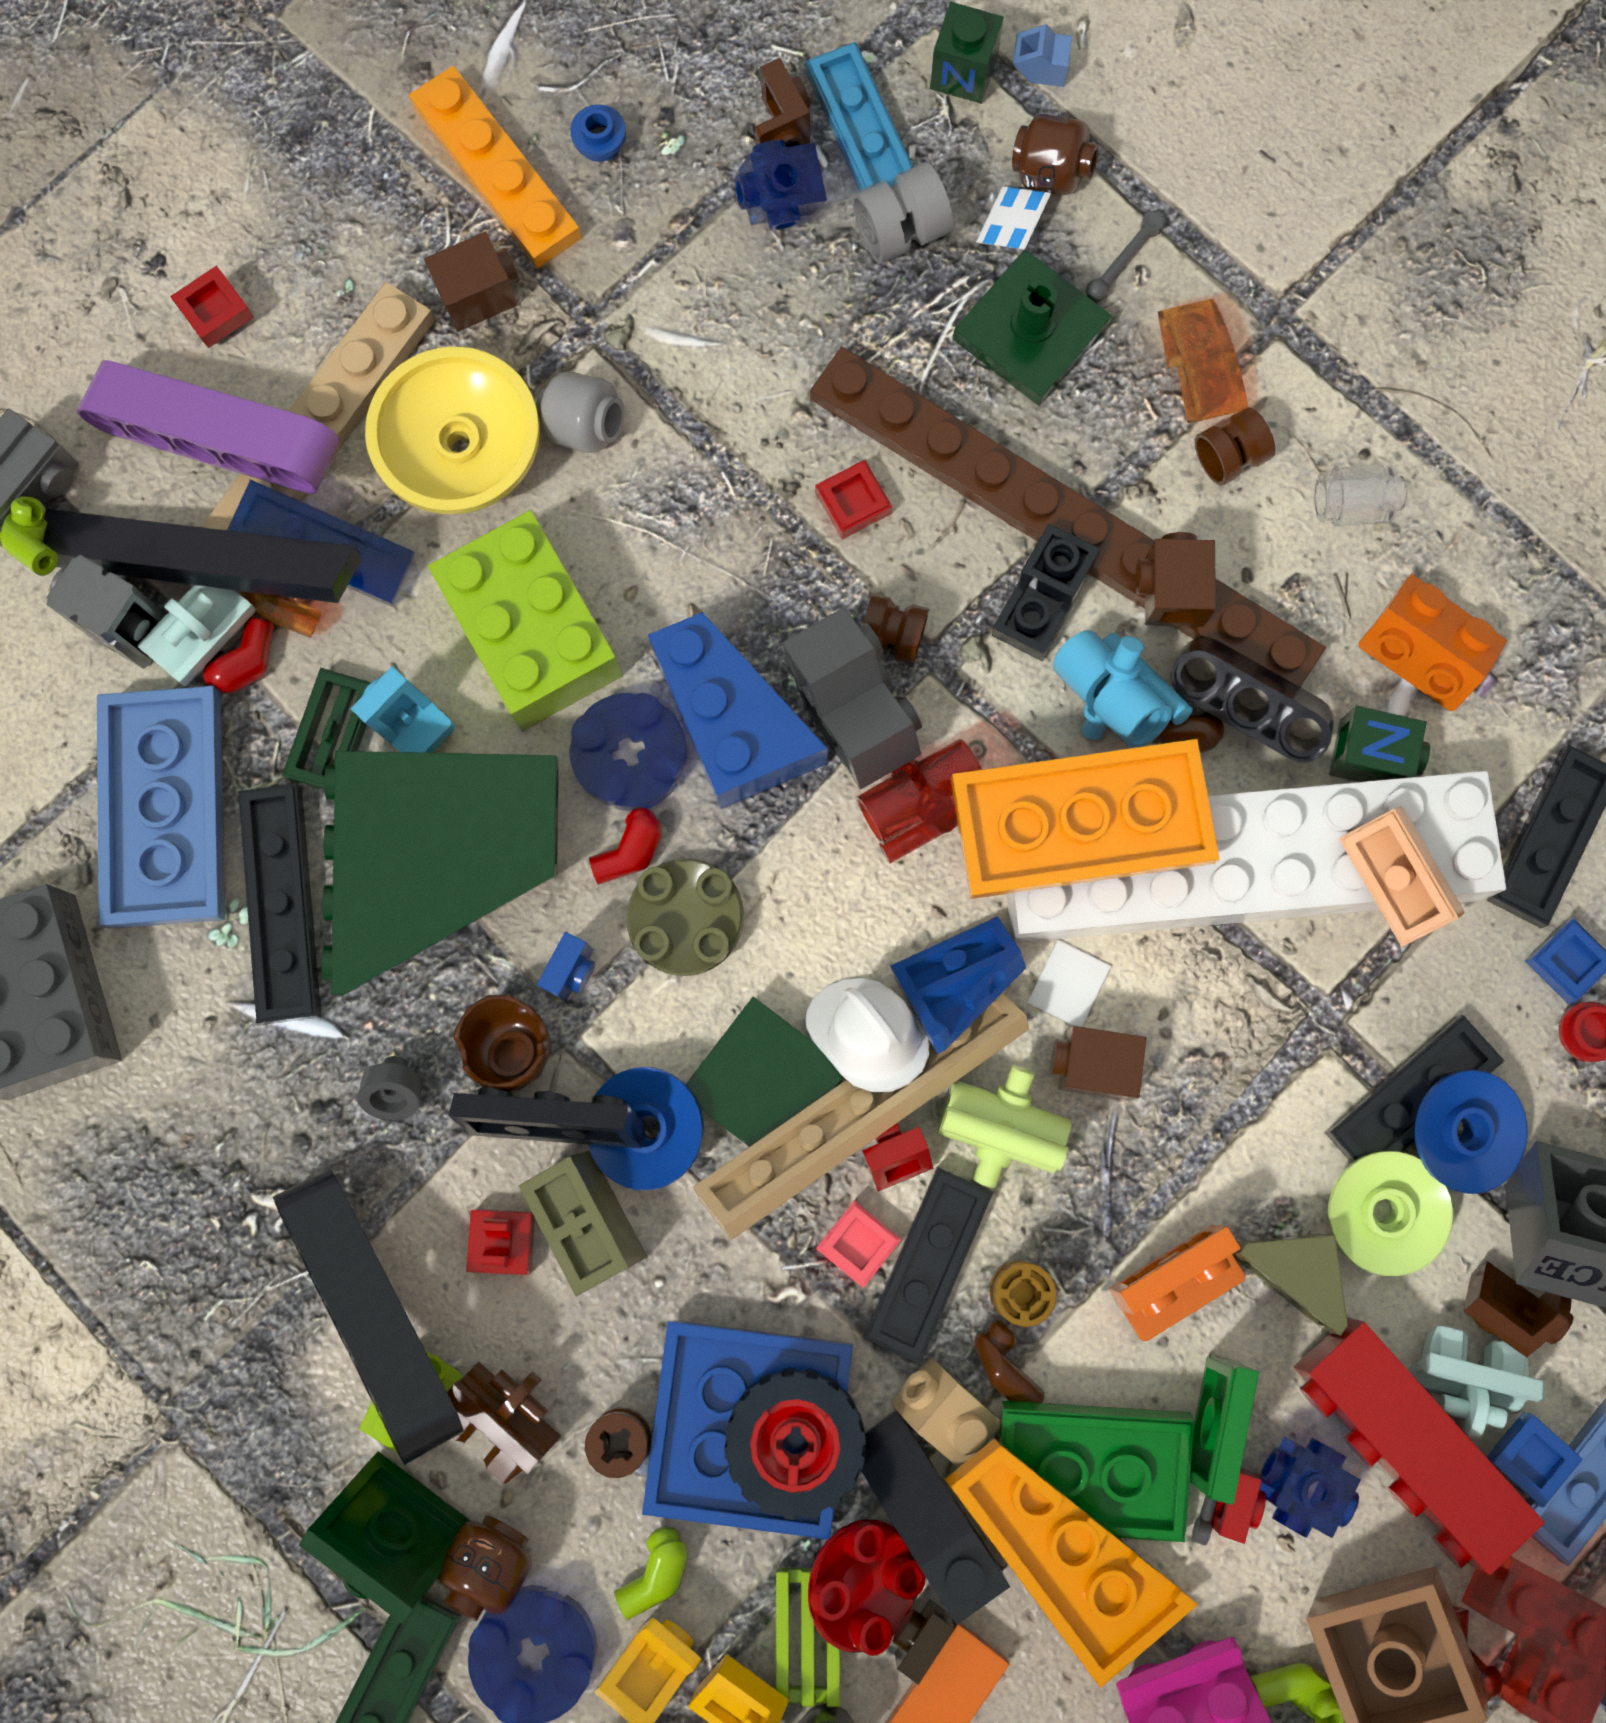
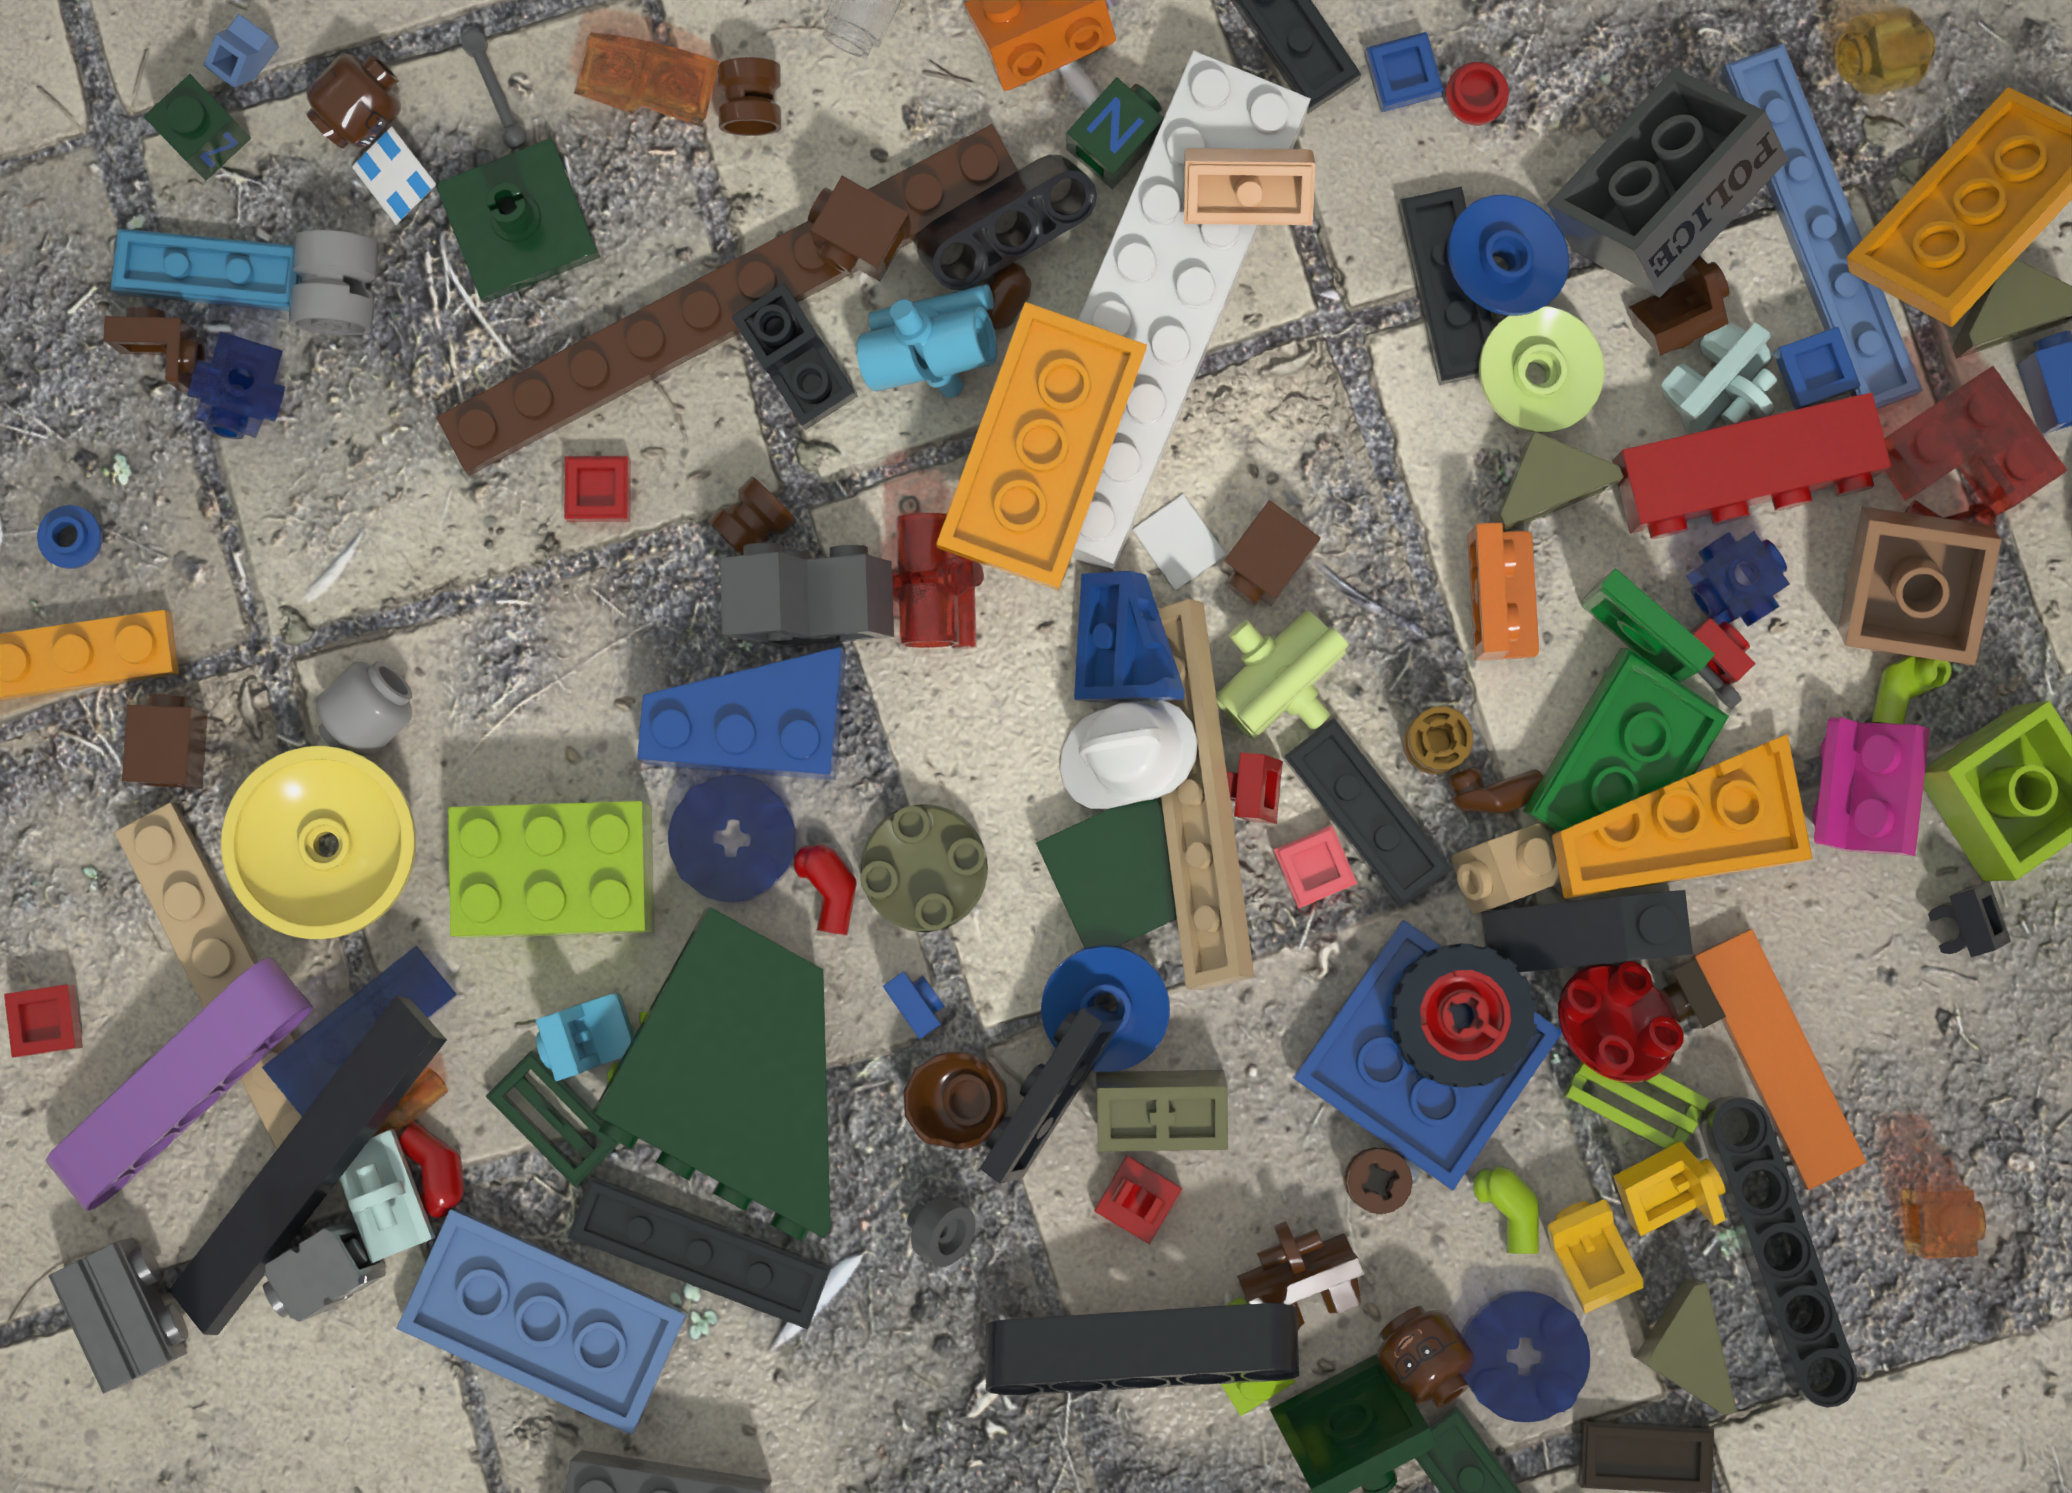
camera: 60 degrees left, 5 degrees up
(24, 534) = (198, 1322): lime arm -> none

